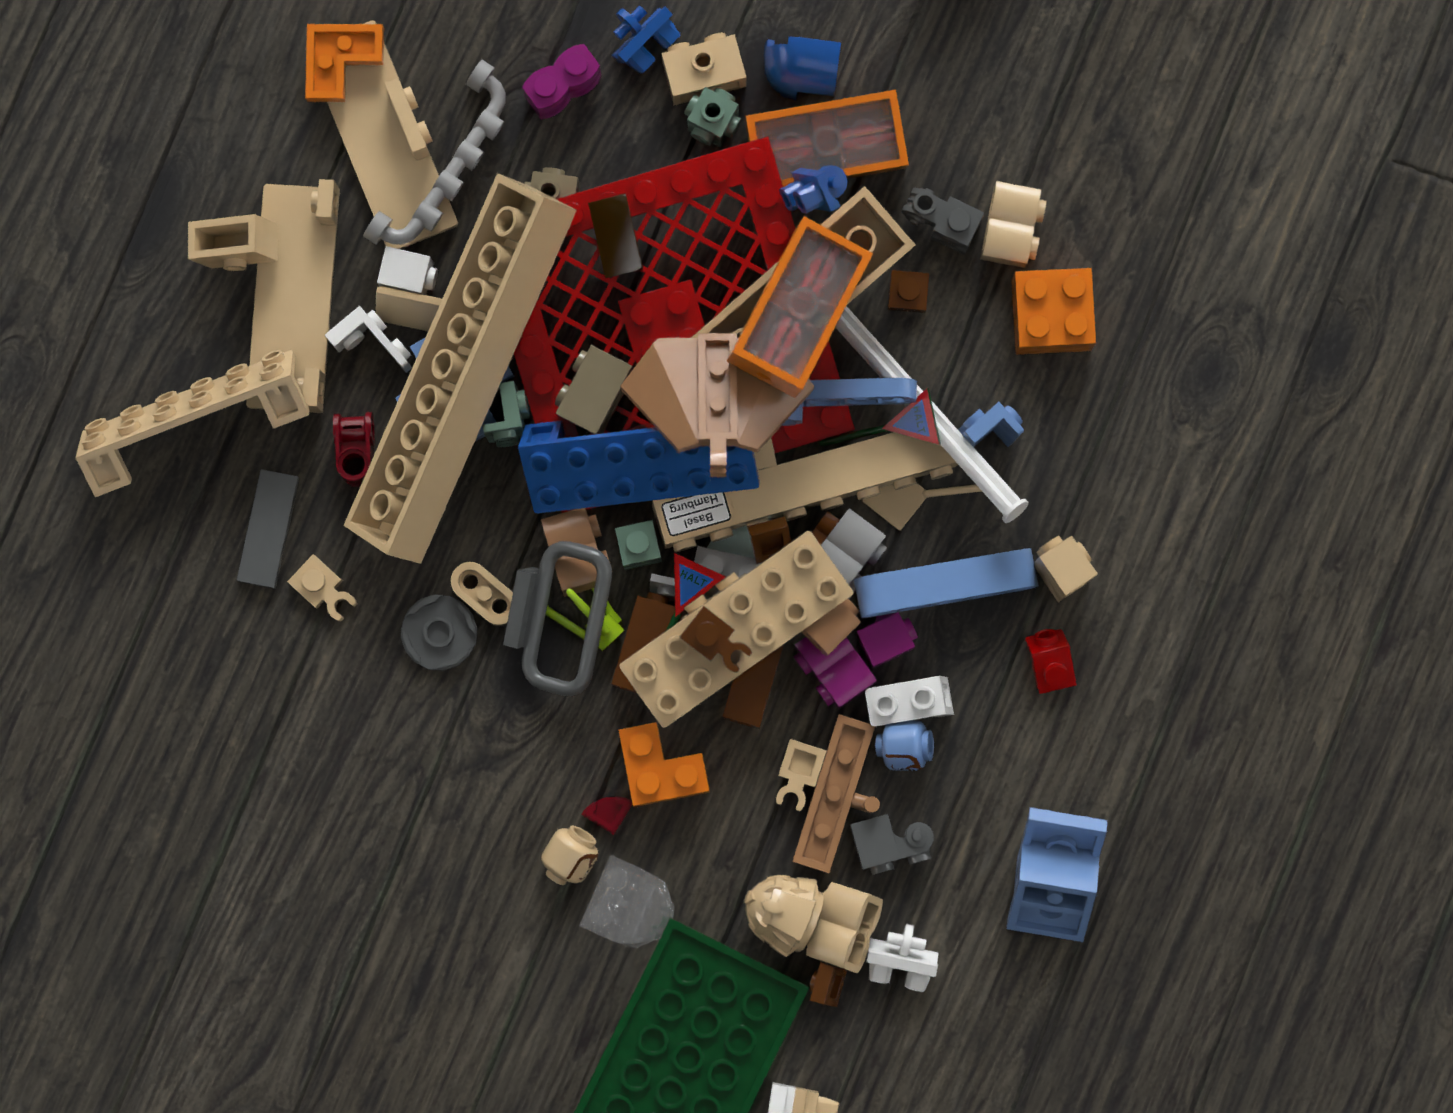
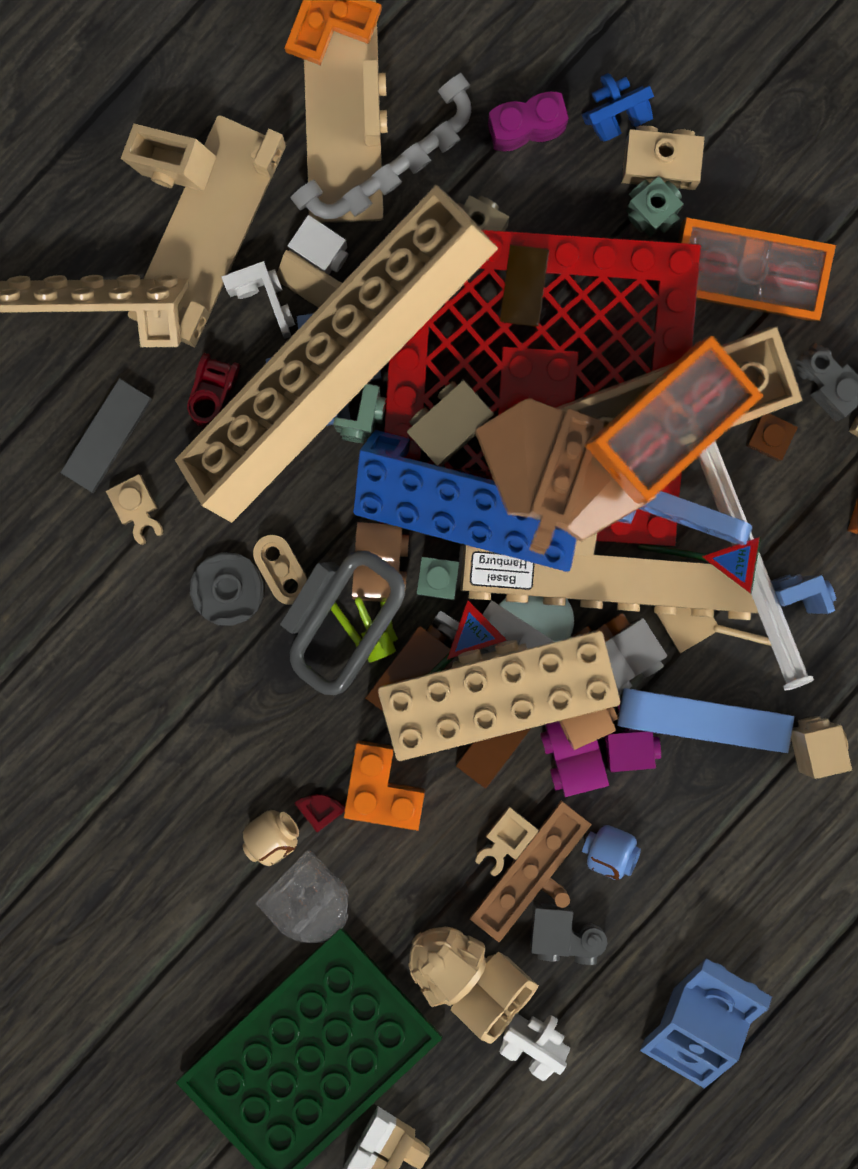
camera: 20 degrees right, 5 degrees up
(711, 636) = (474, 695): reddish brown plate -> none
(768, 538) = (560, 621): reddish brown plate -> none
(802, 66) = (756, 190): blue brick -> none
(815, 189) = (726, 311): blue hips -> none
(827, 984) = (457, 1043): reddish brown plate -> none
(909, 701) = (630, 815): white bracket -> none
(1051, 660) = (773, 824): red bracket -> none

